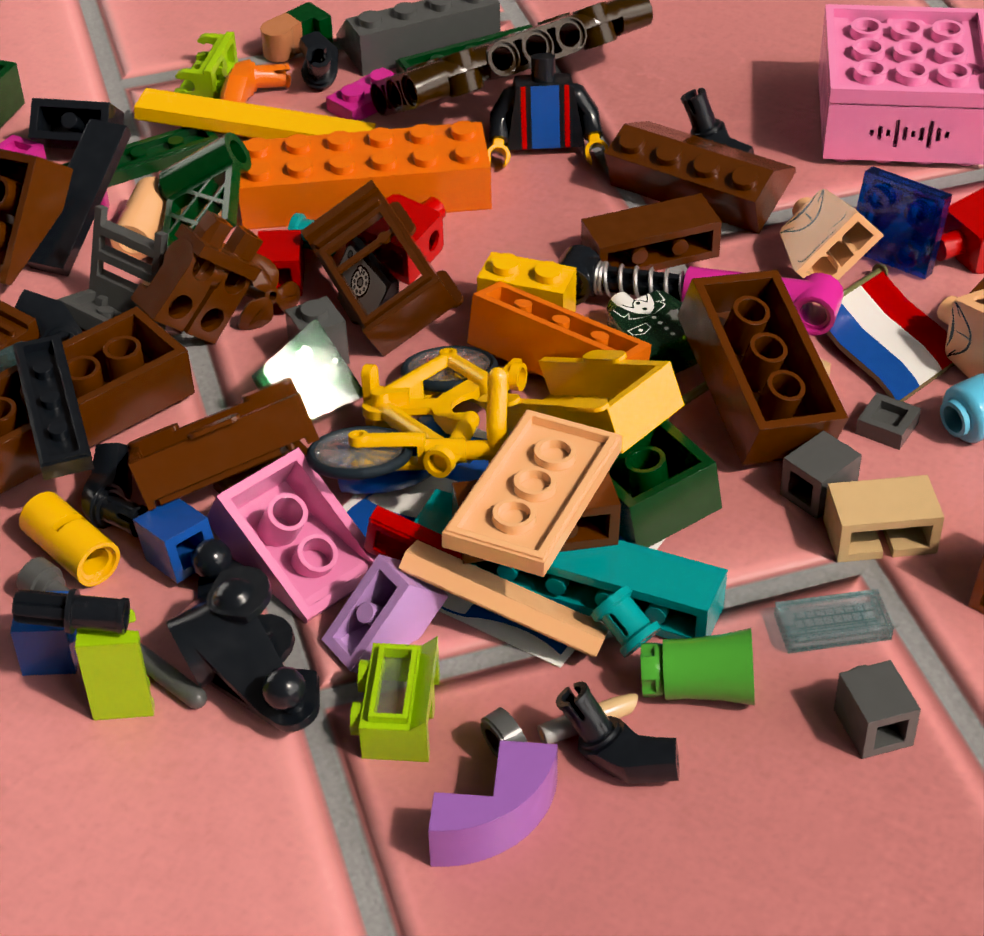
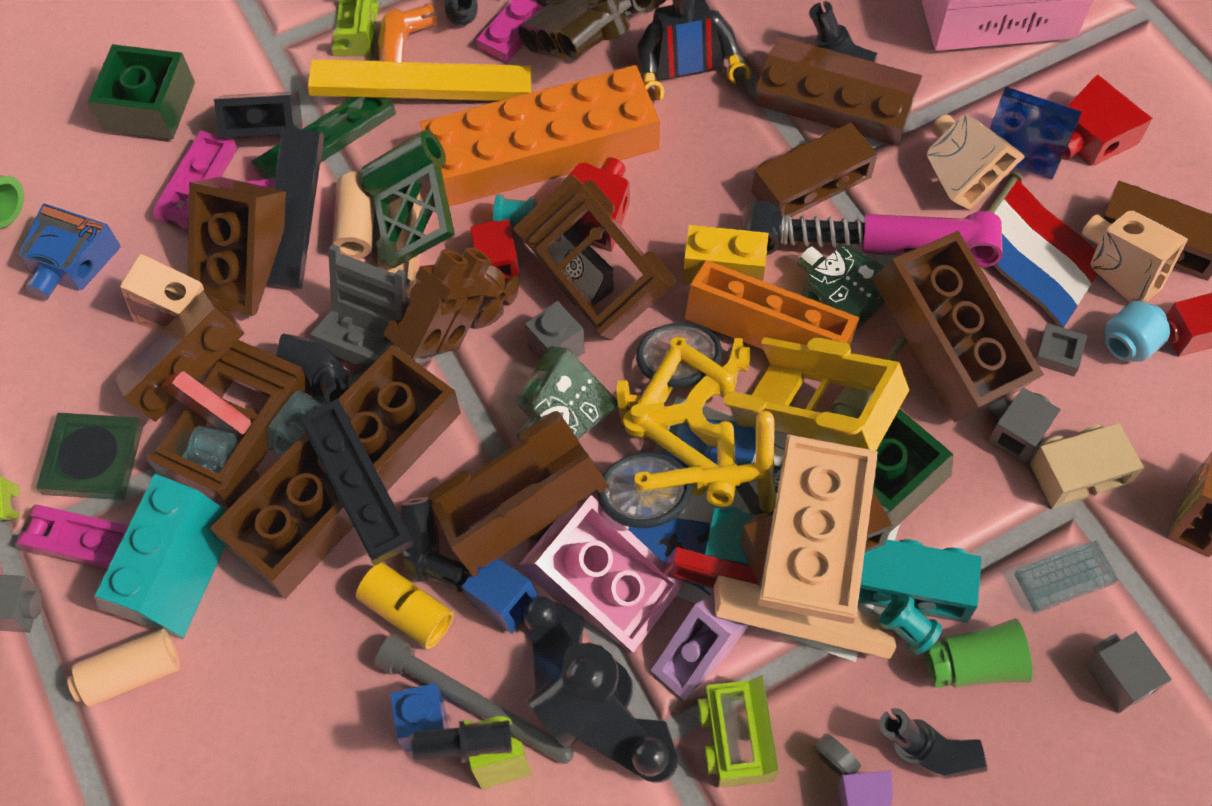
camera: 10 degrees left, 20 degrees up
(561, 728) = (910, 705): piece -> none

